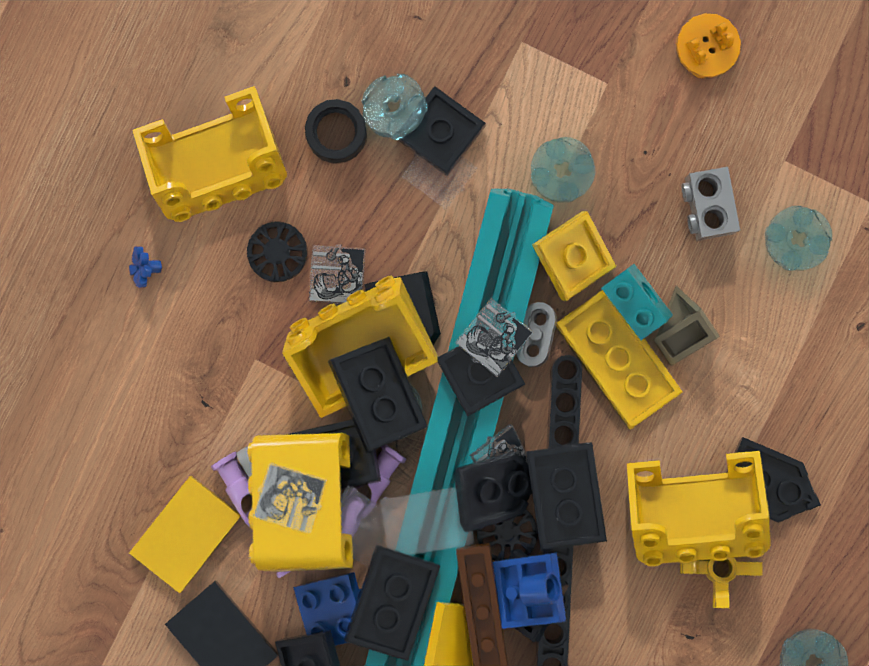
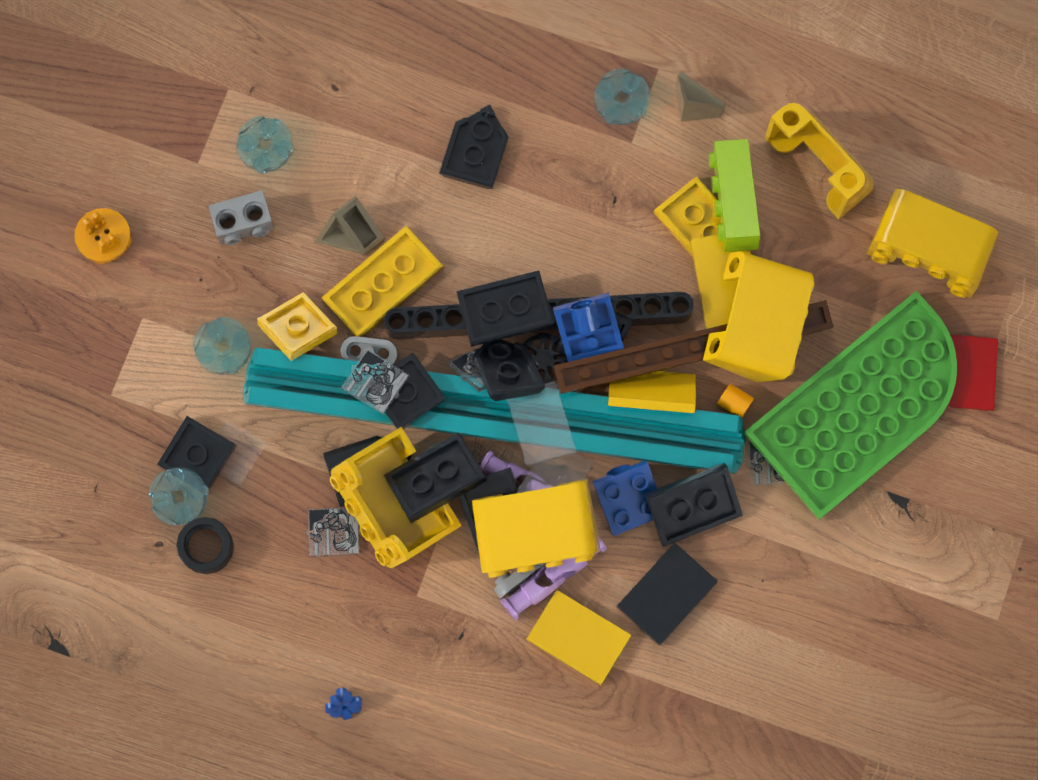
camera: 100 degrees left, 10 degrees down
(211, 161) = (238, 650): yellow windscreen -> none
(277, 251) = (318, 586): black wheel -> none
(289, 498) = (532, 532): clear piece -> none
(391, 602) = (613, 443): black tile -> none
(637, 301) = (332, 269): teal brick -> none
(699, 514) = (507, 197): yellow windscreen -> none
(721, 585) = (570, 176): yellow pin -> none

